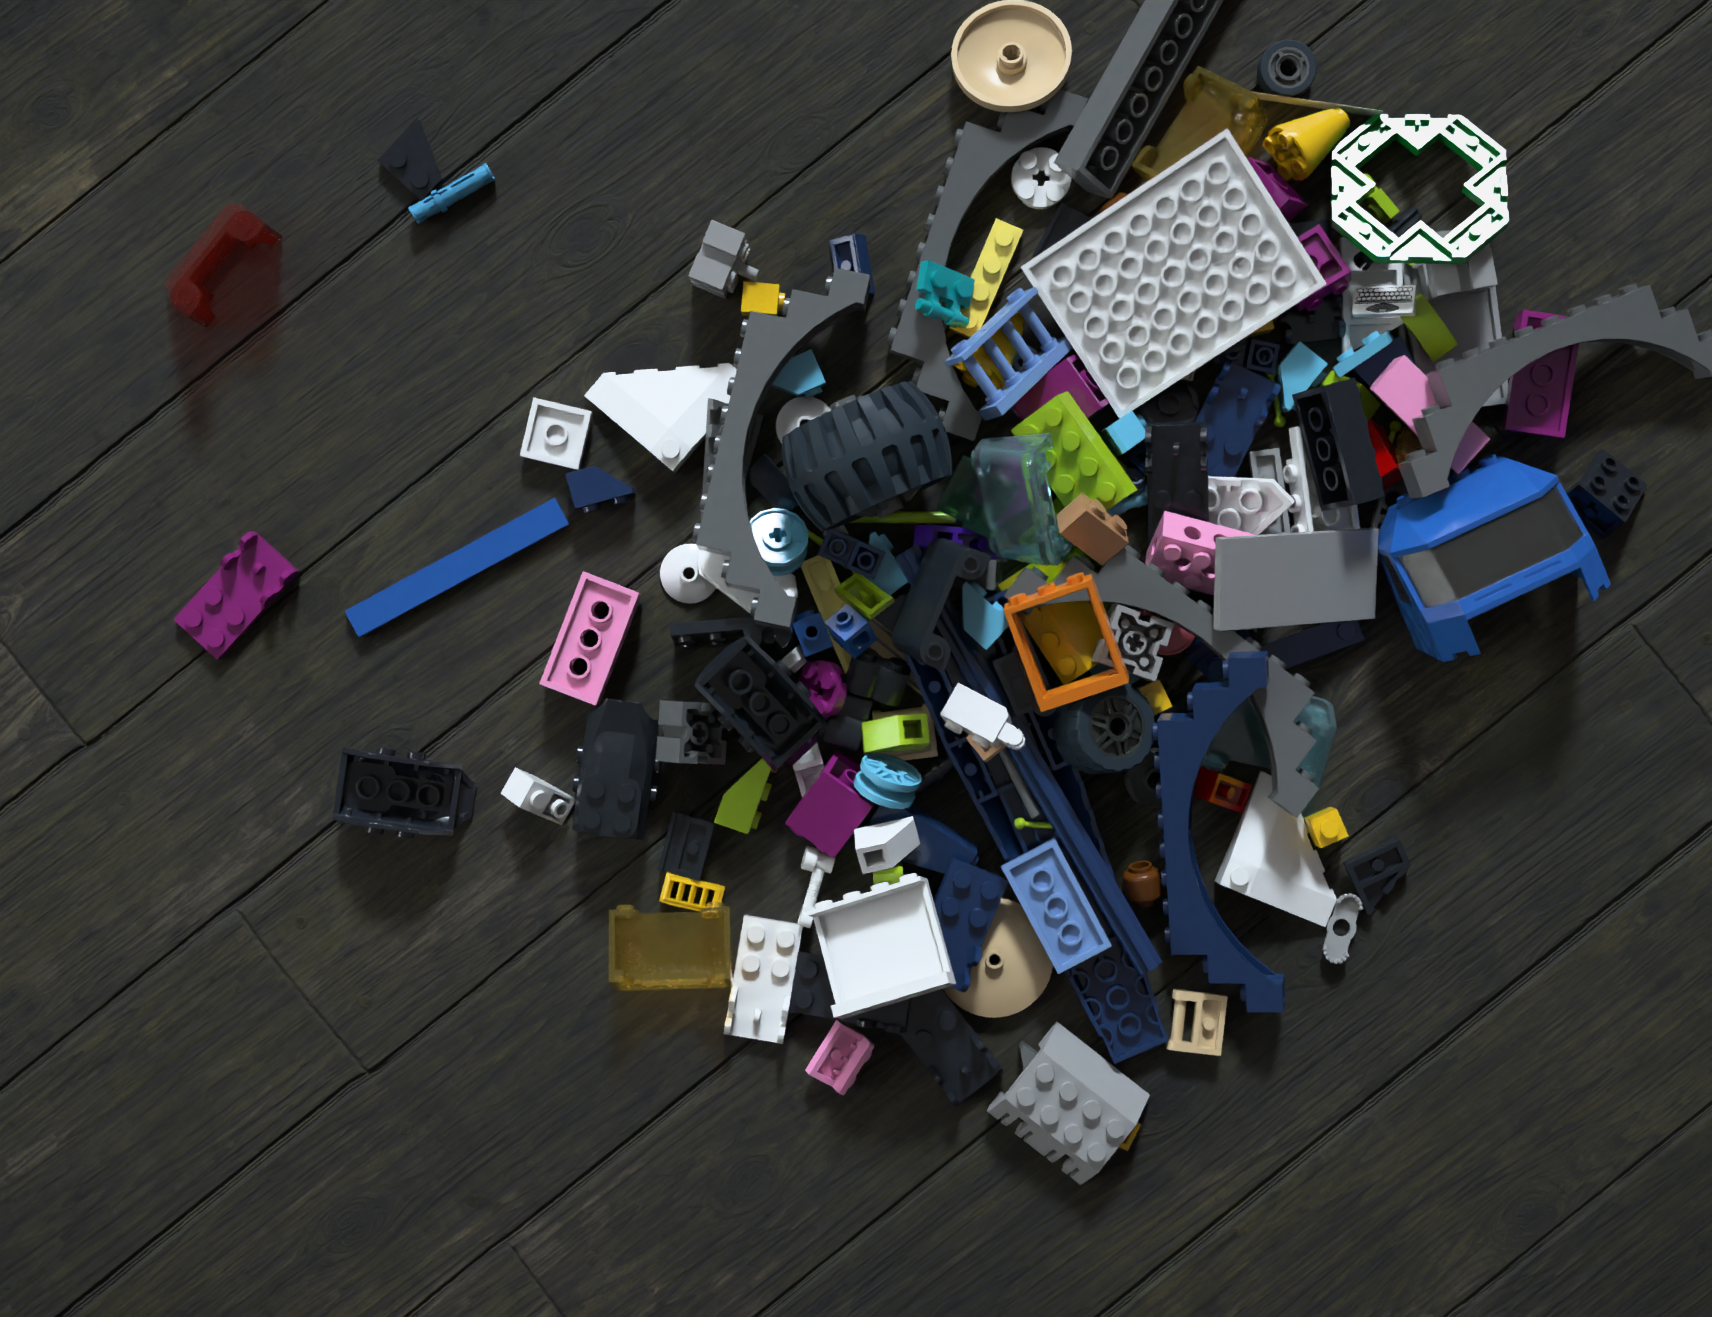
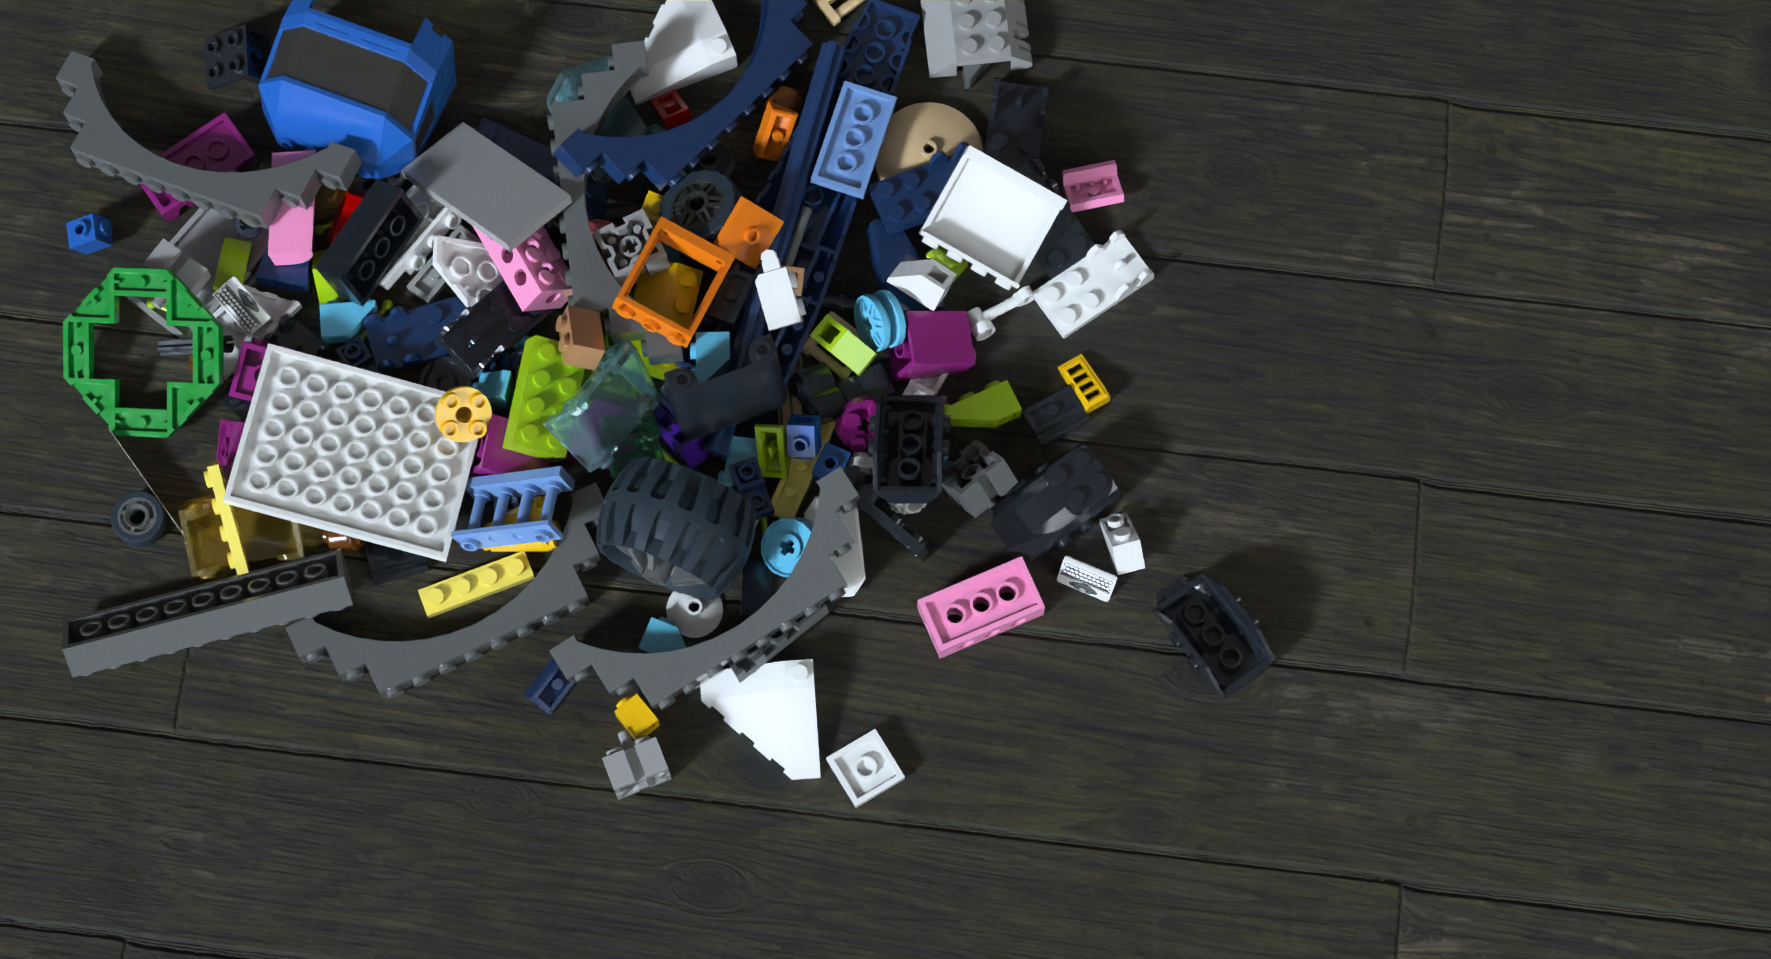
camera: 130 degrees left, 15 degrees down
(236, 594) = (1193, 880): magenta hinge -> none
(457, 567) = (1024, 748): blue tile -> none
(537, 742) = (1086, 578): none -> slope
(594, 487) = (876, 706): dark blue slope -> none
(670, 949) = (1131, 357): clear yellow windscreen -> none
(673, 578) = (882, 600): white dish -> none
(947, 286) = (507, 598): teal plate -> none
(1011, 55) = (278, 707): tan dish -> none
(1020, 823) = (822, 214): lime hinge -> none
(1028, 190) = (386, 613): white plate -> none
(1054, 743) = (748, 232): none -> orange plate
(1122, 383) = (463, 414): none -> yellow plate
(1127, 853) = (774, 132): none -> orange slope
(1207, 126) = (229, 530): none -> light yellow plate
(1305, 142) = (177, 458): yellow cone -> none
(1325, 827) = (631, 26): yellow brick -> none
(1372, 344) = (289, 288): medium azure plate -> none
(1380, 205) = (176, 371): lime plate -> none
(1559, 246) = (89, 234): none -> blue brick

